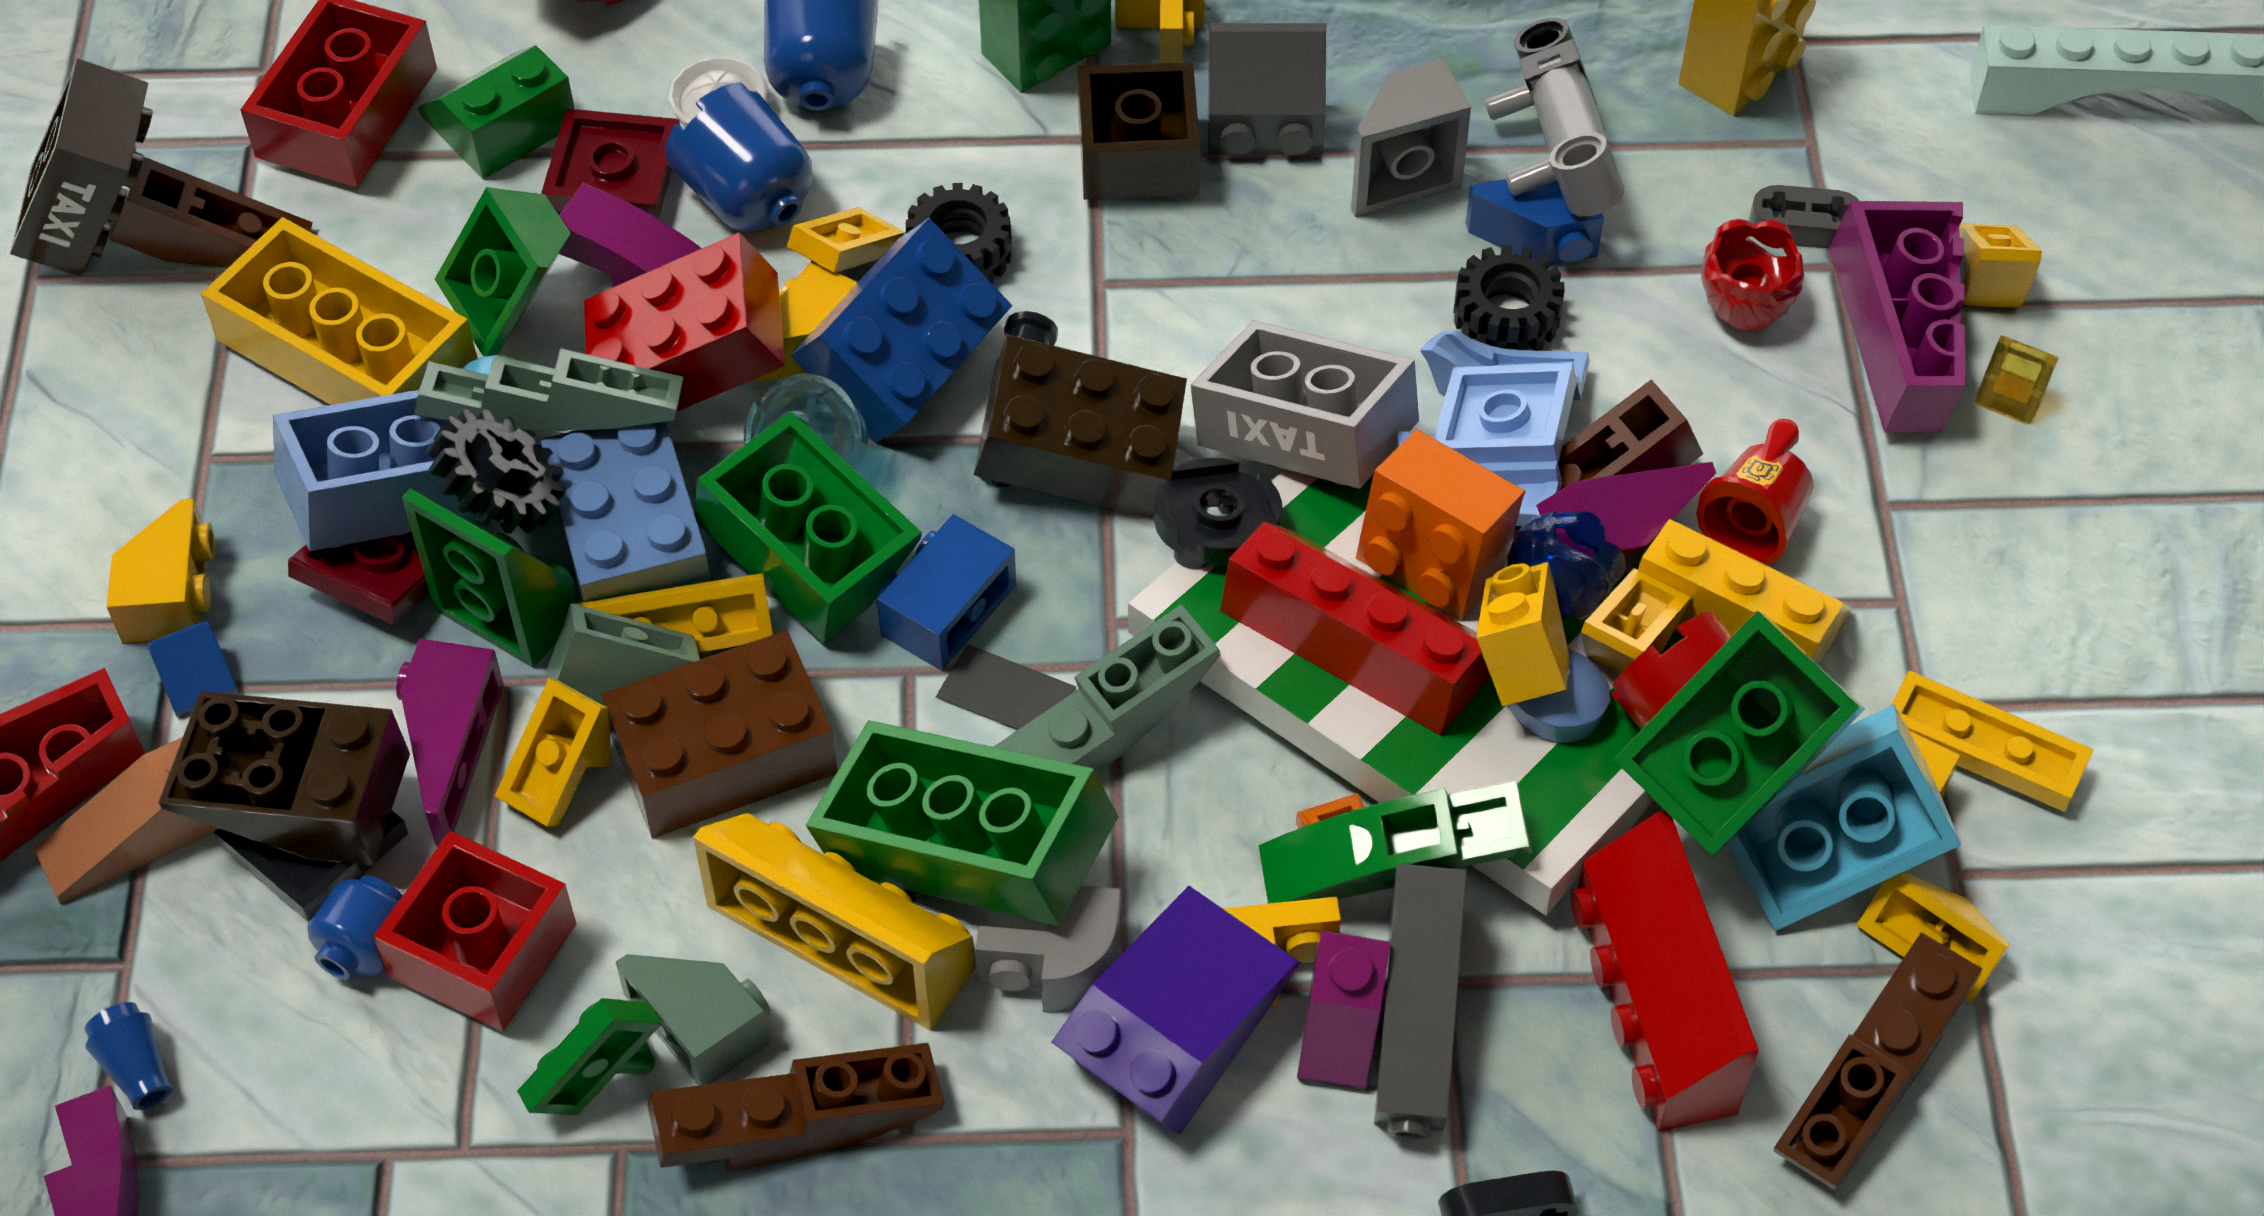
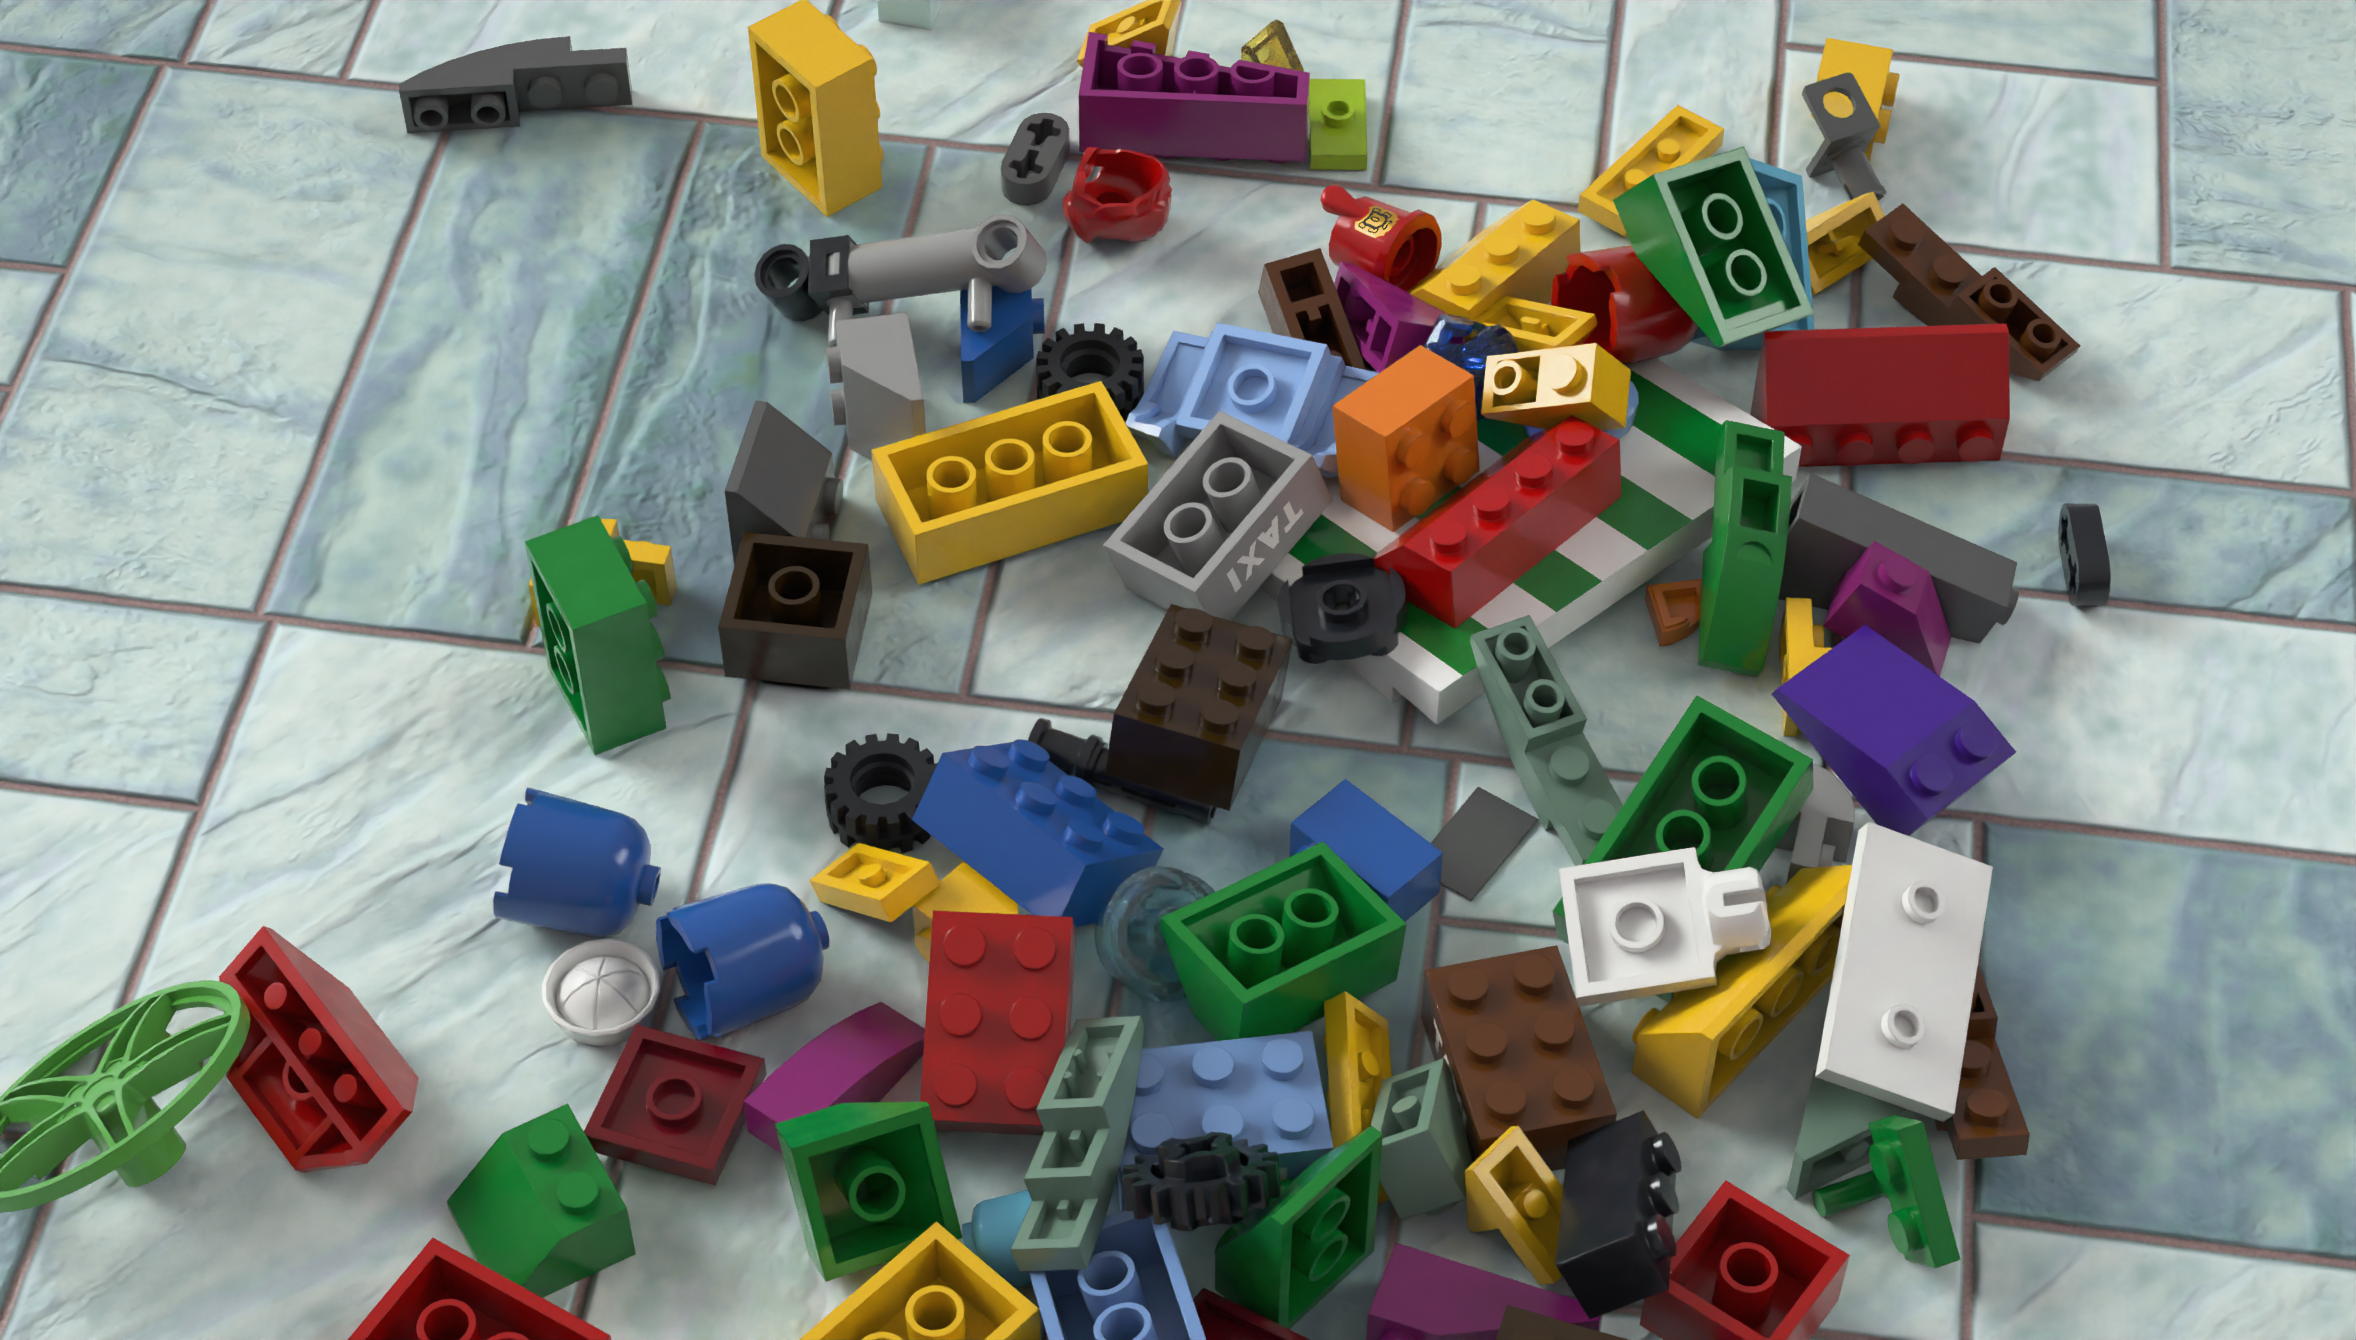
camera: 80 degrees left, 5 degrees down
(526, 805) = (1618, 1214): none -> black brick
(816, 1007) = (1905, 972): none -> white plate
(836, 789) = (1657, 923): none -> white plate
(1335, 248) = (1009, 482): none -> yellow brick
(1957, 455) = (1337, 124): none -> lime plate
(2079, 912) = (1844, 137): none -> dark grey bracket
(2188, 929) = (1871, 70): none -> yellow slope

